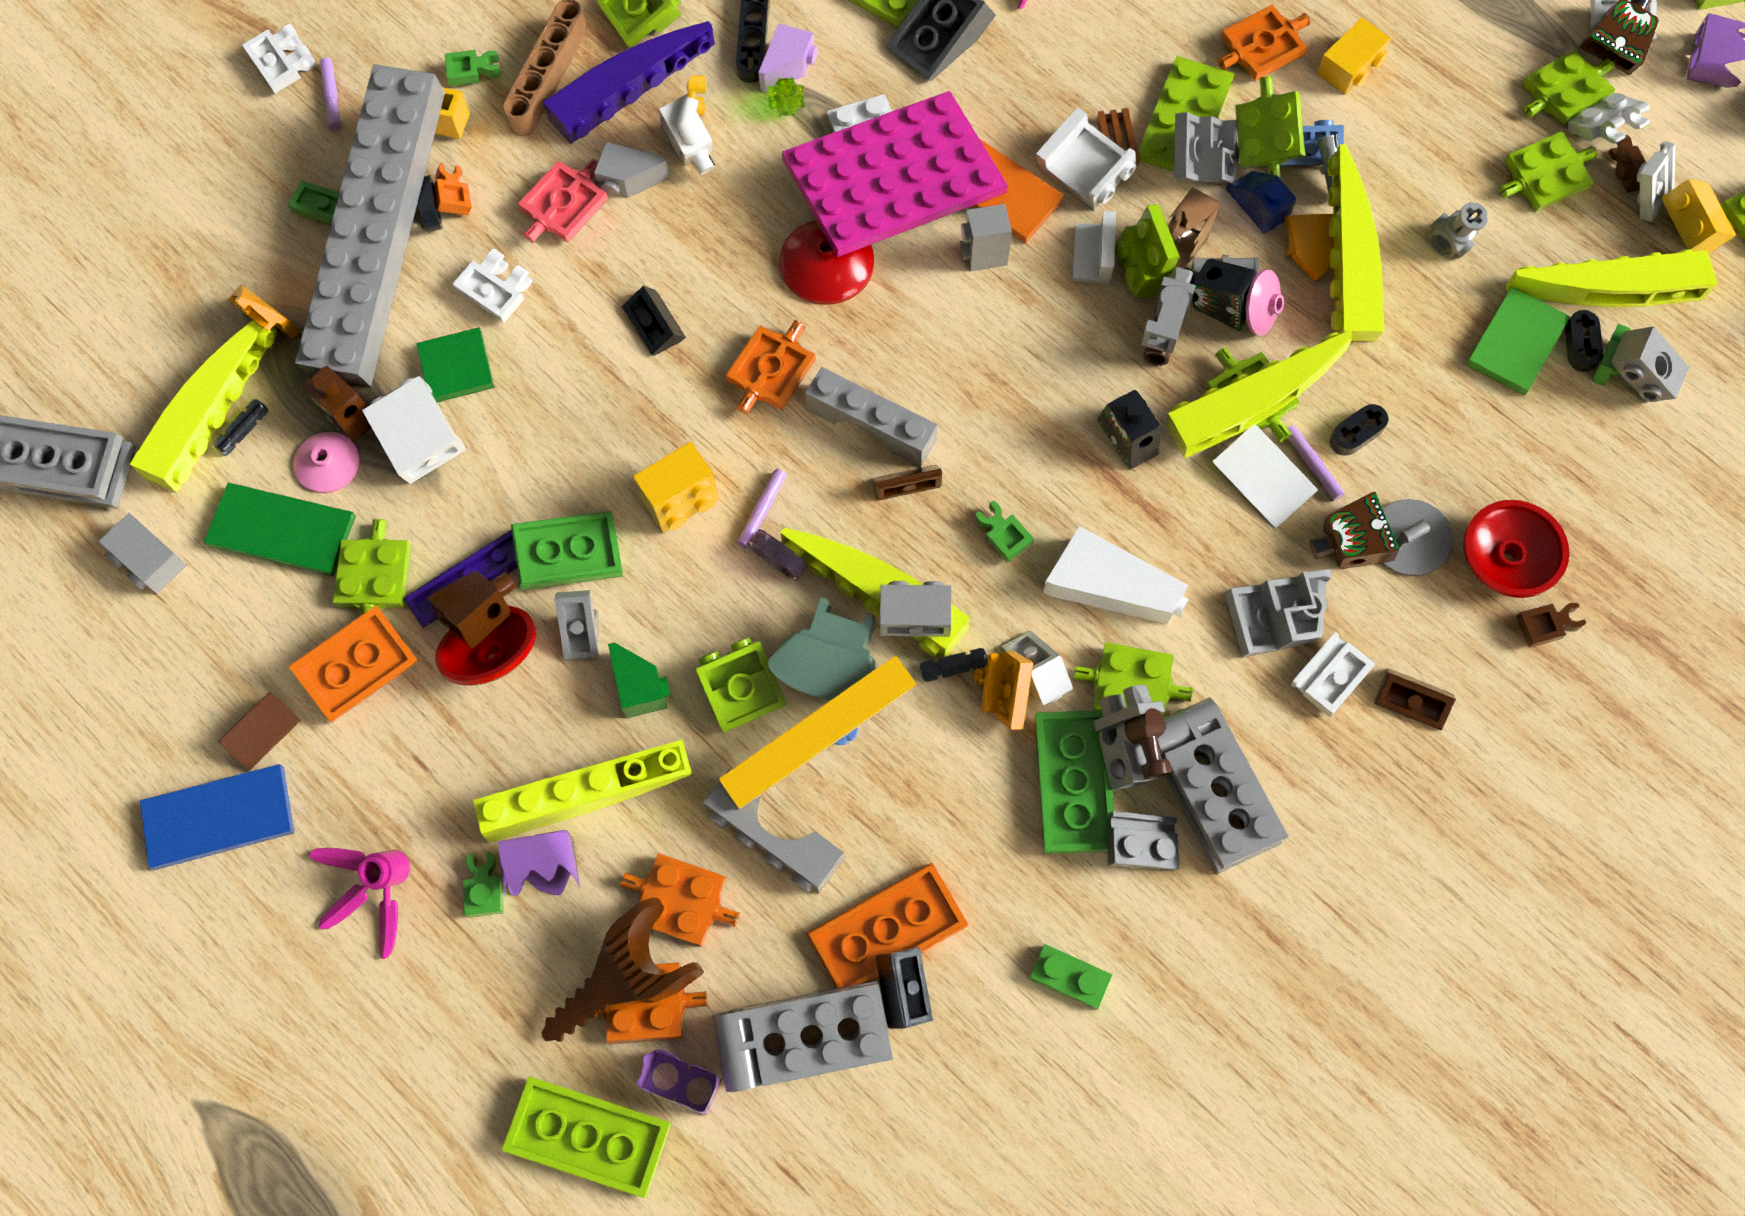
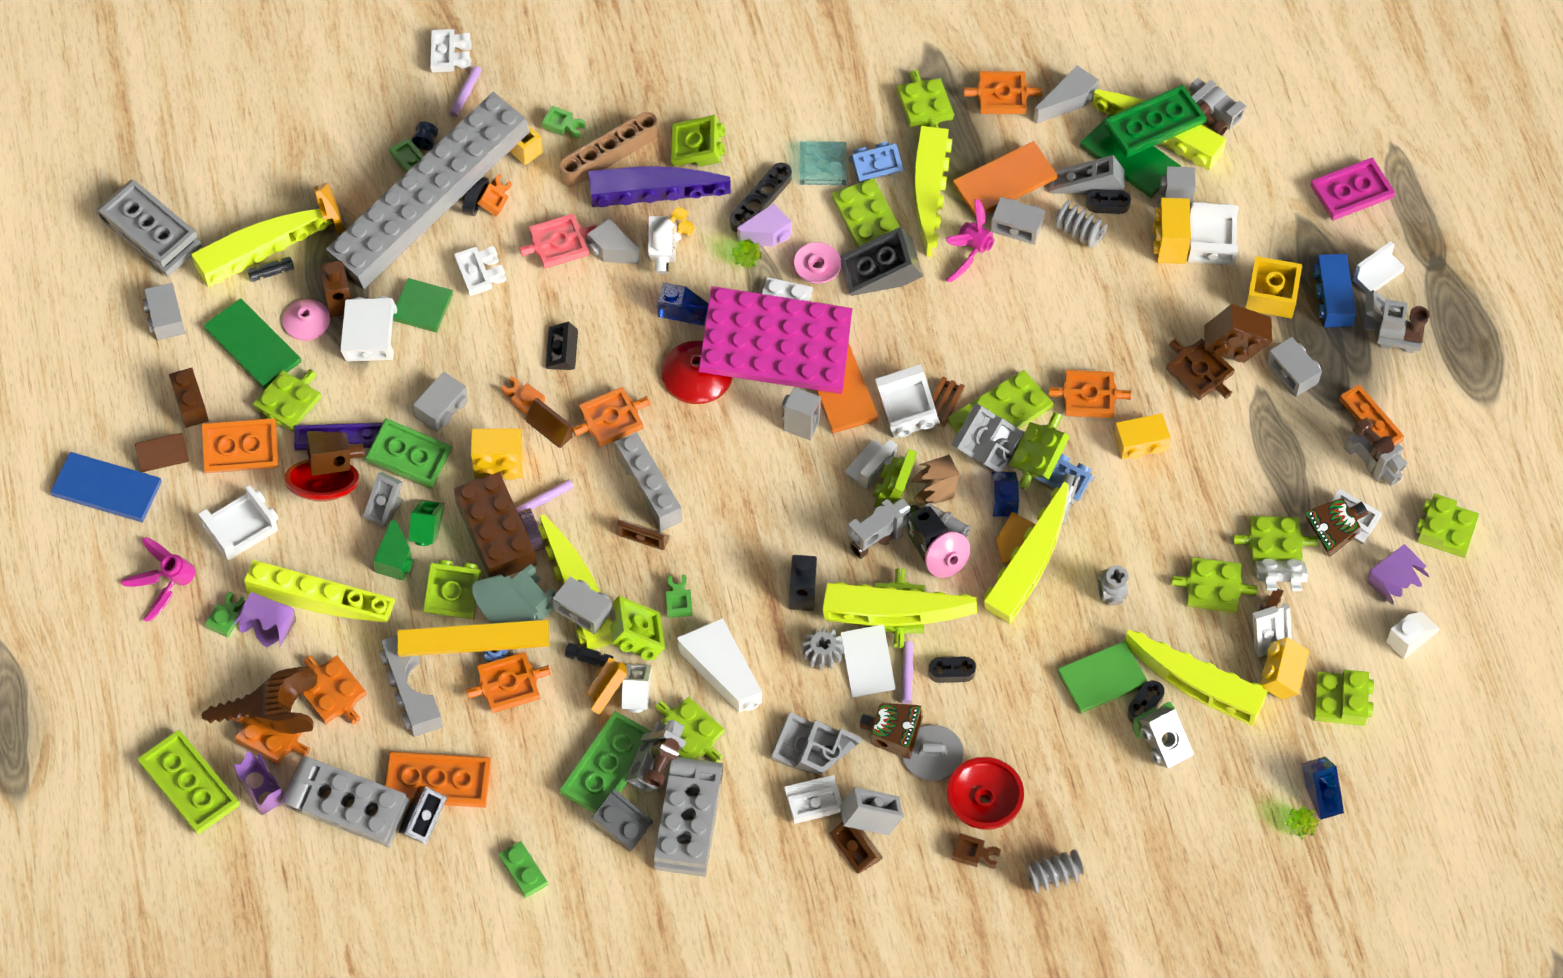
camera: 30 degrees right, 10 degrees down
(247, 642) = (188, 397): none -> reddish brown brick
(319, 167) = (425, 135): none -> dark blue wheel
(420, 760) = (240, 523): none -> white panel
(561, 466) = (440, 402): none -> light grey brick
(648, 621) = (425, 522): none -> green slope
(654, 404) = (521, 396): none -> orange plate
(705, 416) = (549, 423): none -> reddish brown slope
(734, 576) = (495, 526): none -> reddish brown brick
(755, 194) = (681, 304): none -> clear blue slope
(867, 55) = (817, 255): none -> bright pink dish
(885, 756) = (508, 682): none -> orange plate
(993, 599) = (637, 629): none -> lime plate
(1221, 493) = (822, 648): none -> light grey gear
(1417, 649) = (871, 811): none -> light grey brick
(1654, 589) = (1055, 870): none -> light grey piece

